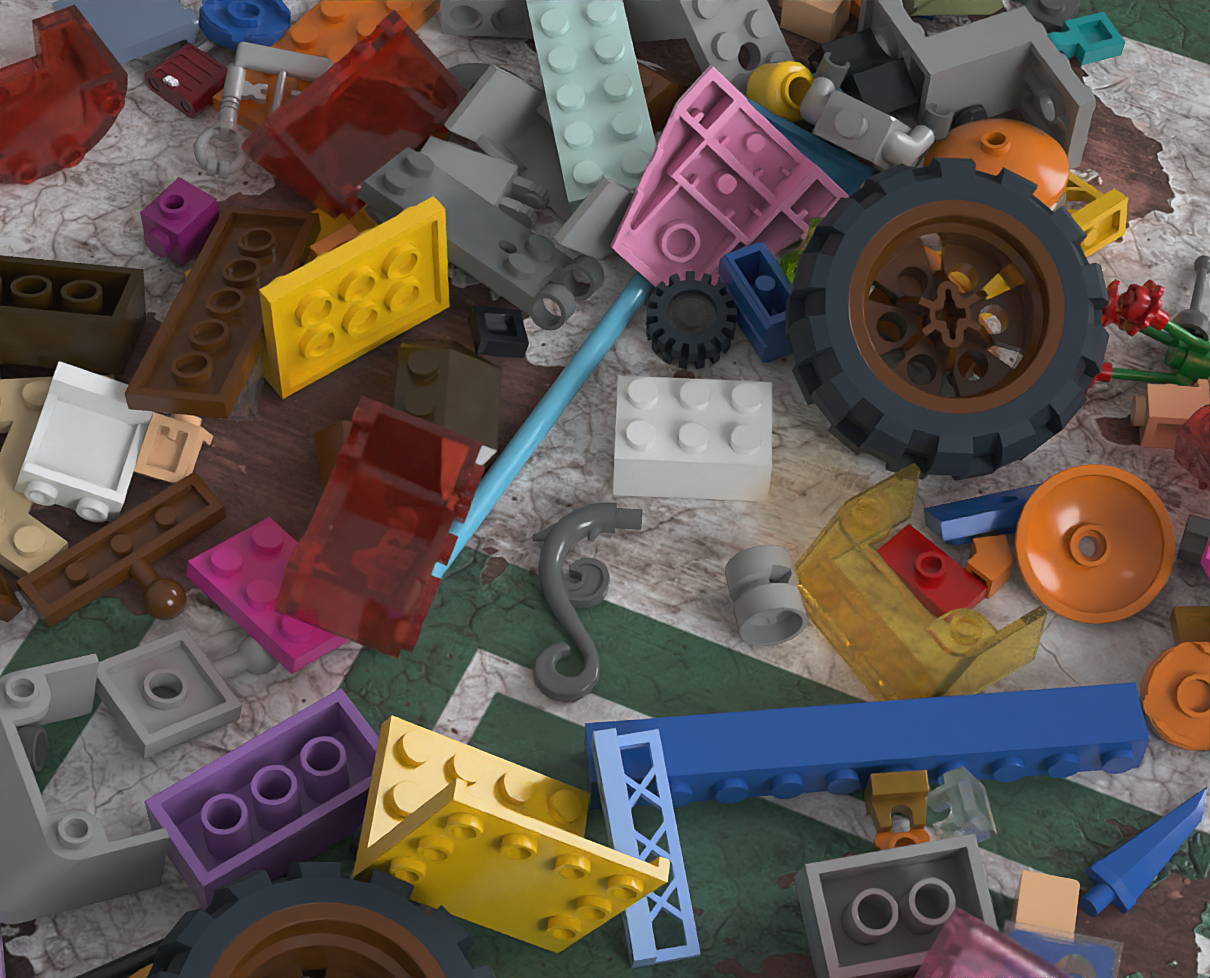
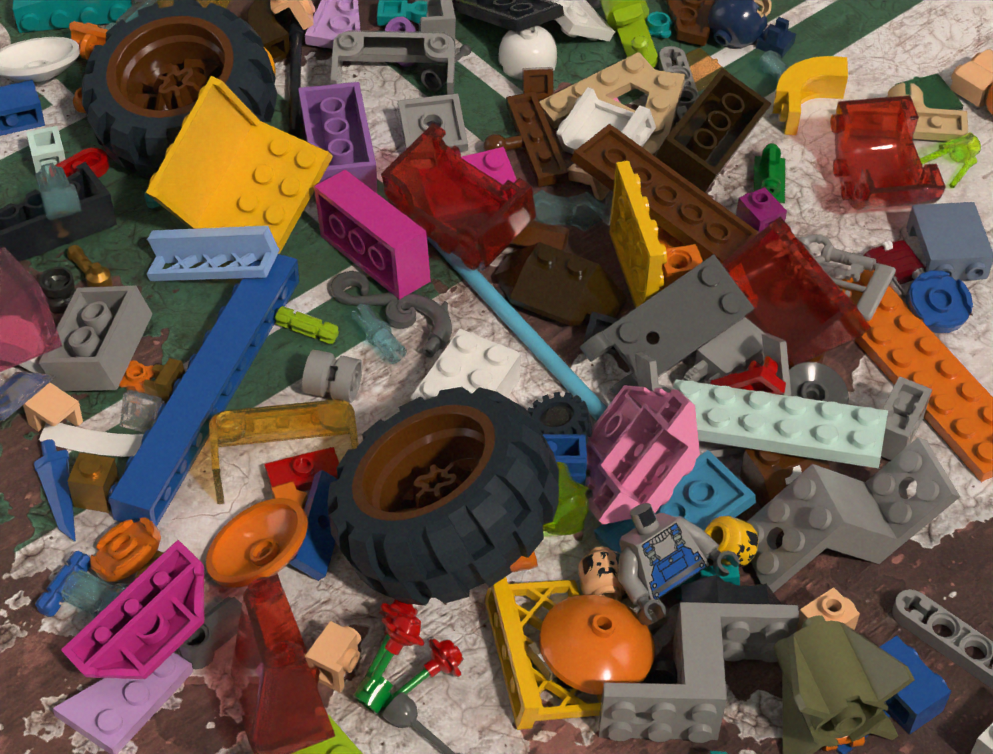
camera: 115 degrees right, 5 degrees down
(93, 242) = (770, 172): none -> green hinge
(254, 449) = (579, 210): none -> clear light blue tile
(489, 632) = (373, 234): none -> dark pink brick
(538, 148) = (756, 378): none -> red plate
(643, 587) = (378, 333): none -> clear light blue pin
(675, 677) = (307, 325): none -> lime axle
(1028, 833) = (92, 441): none -> white sticker
(1123, 792) = (92, 481): none -> pearl gold brick

